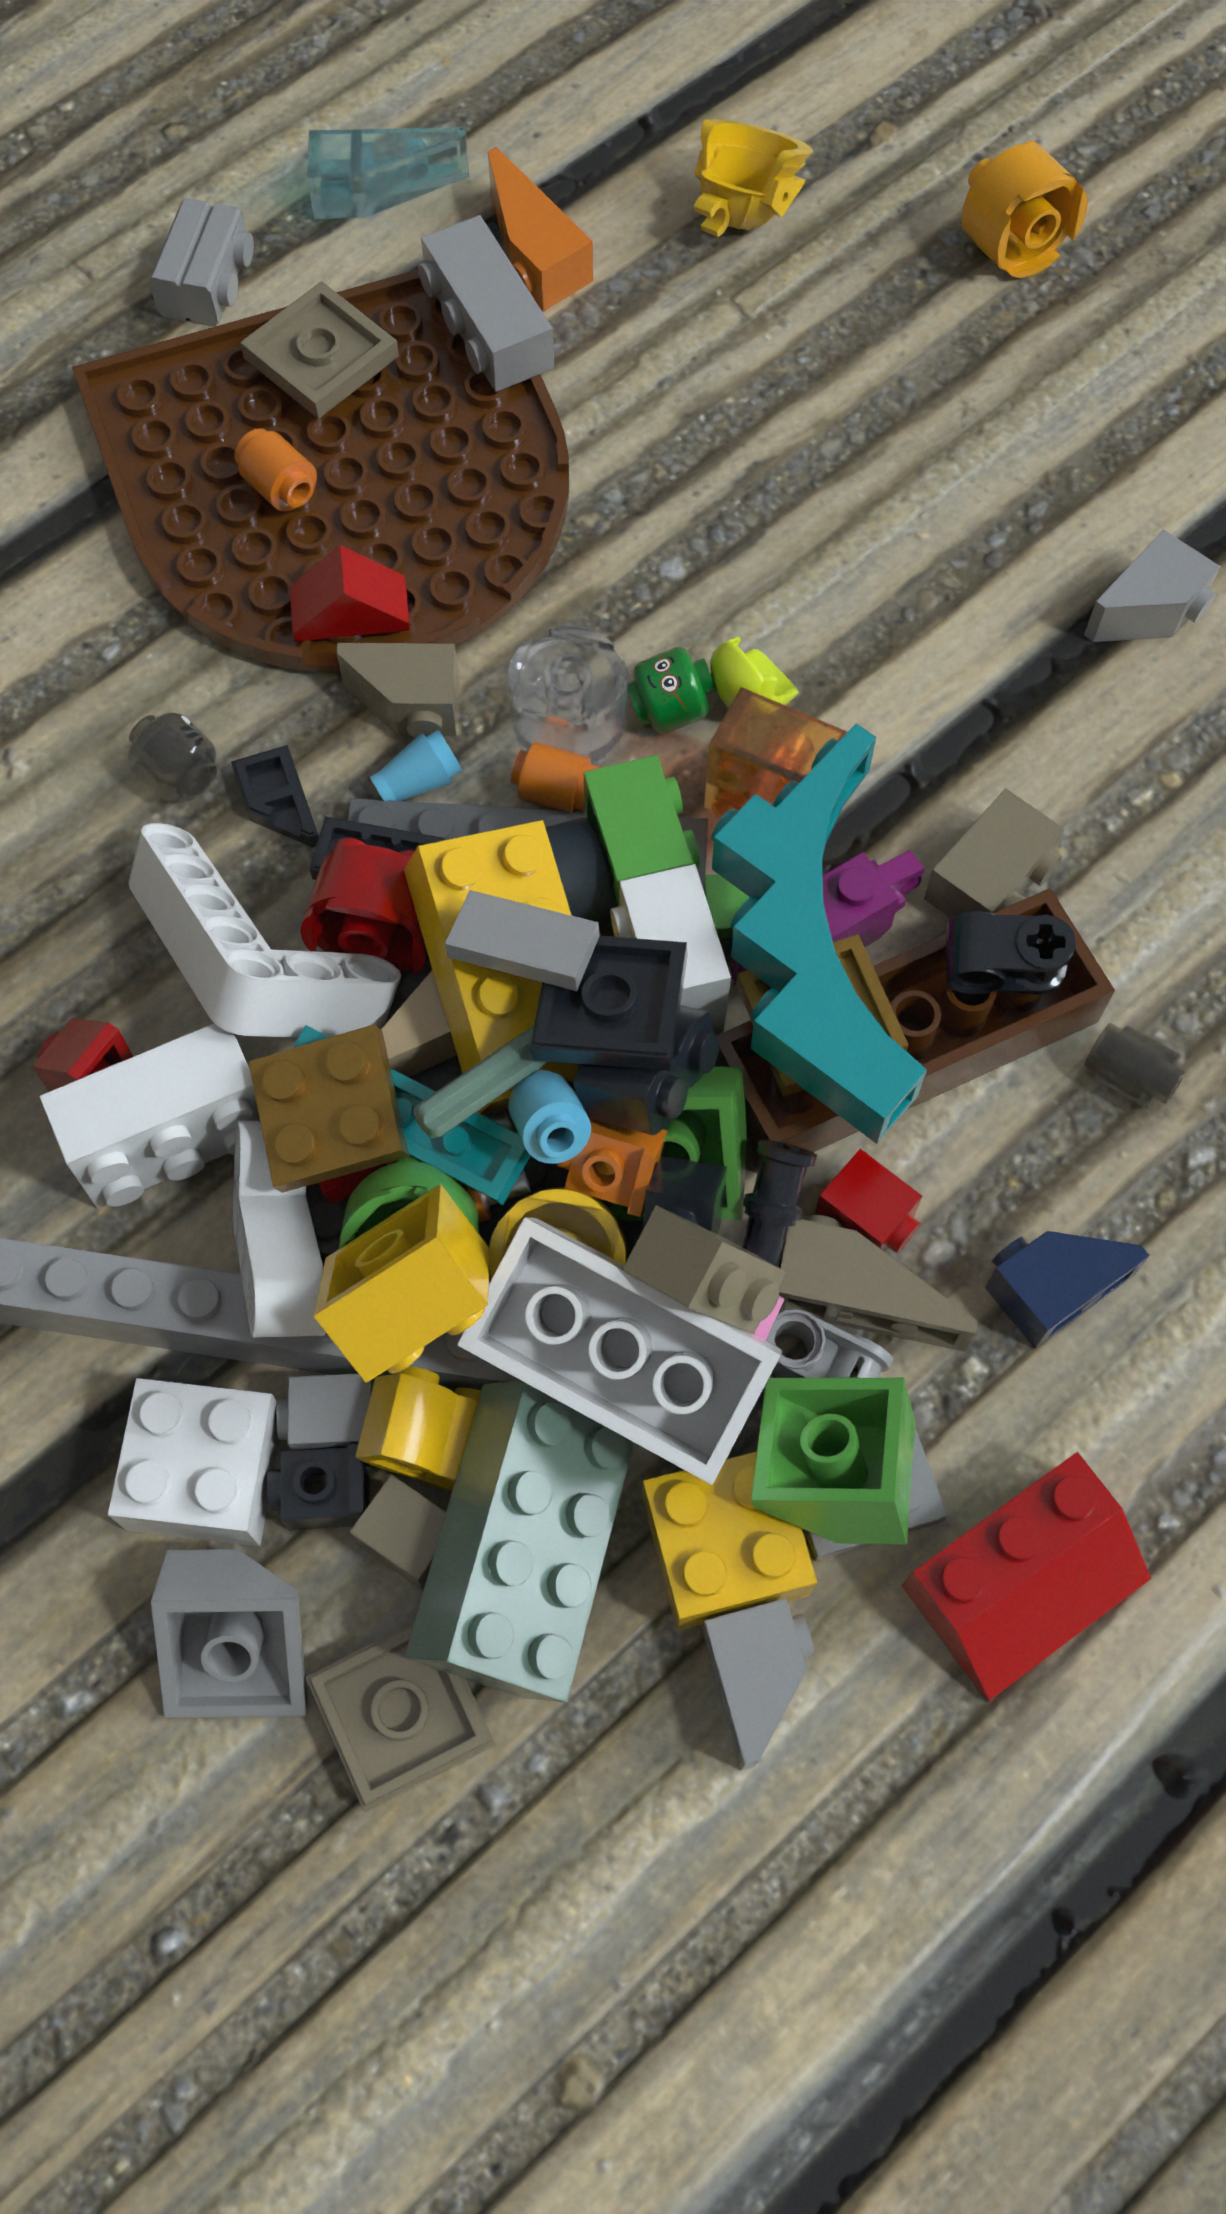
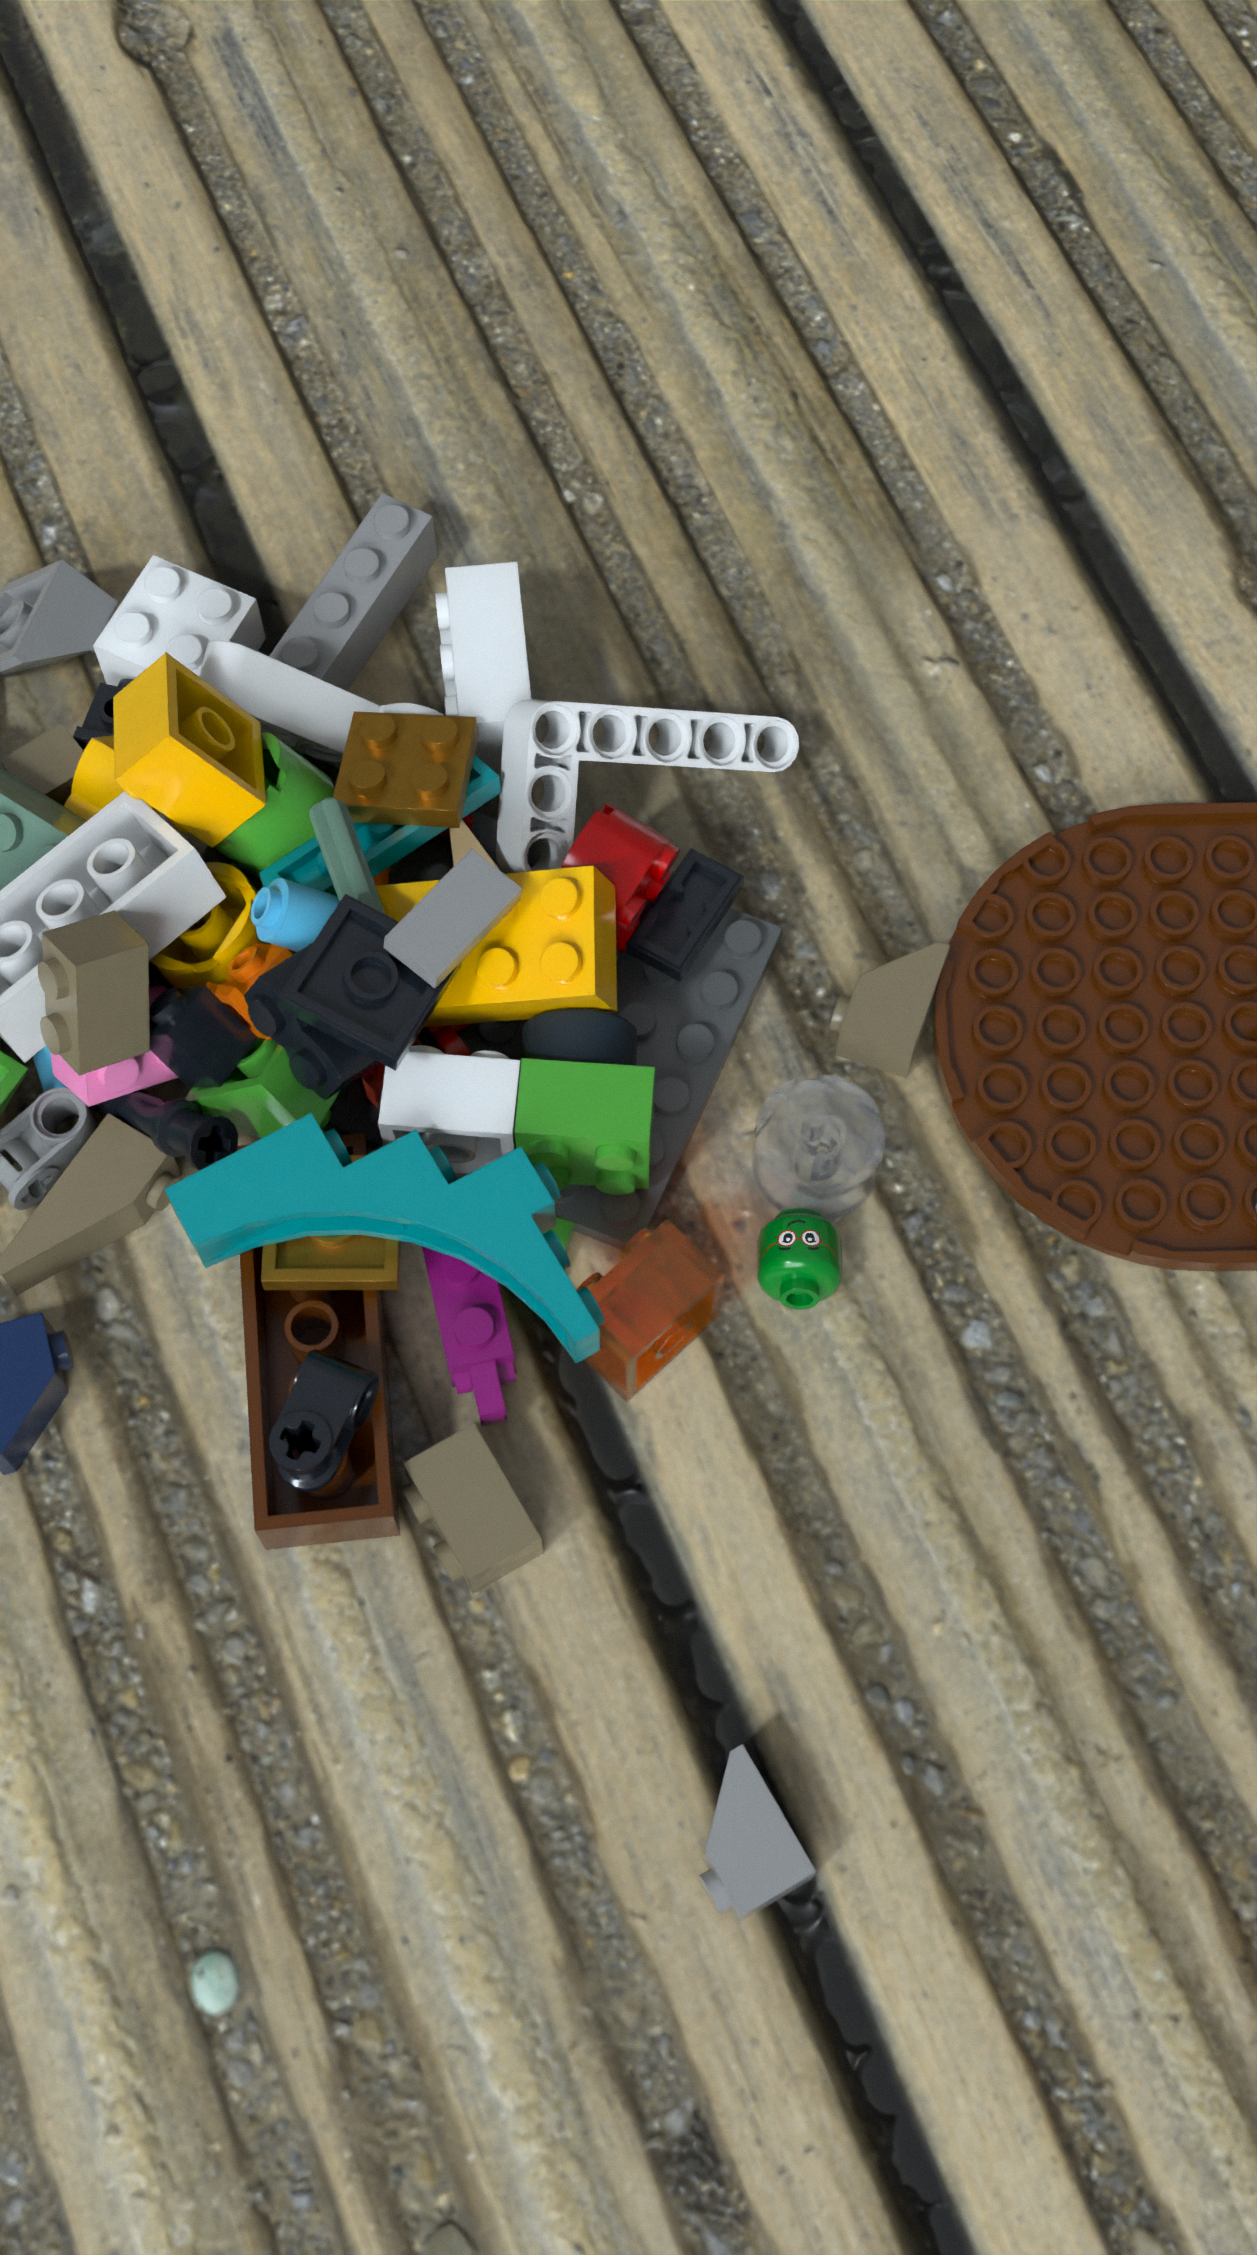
camera: 110 degrees right, 0 degrees up
(79, 1051) = (567, 636): red slope -> none
(172, 756) = (882, 782): clear smoke head -> none
(275, 469) = (1190, 943): orange brick -> none
(275, 794) = (817, 871): black tile -> none
(348, 598) = (1001, 977): red slope -> none
(417, 769) = (794, 998): medium azure cone -> none
(551, 777) = (728, 1117): orange brick -> none
(749, 670) = (783, 1344): neon yellow hair -> none
(872, 1203) = (154, 1245): red brick -> none
(1135, 1065) = (197, 1555): clear smoke brick -> none

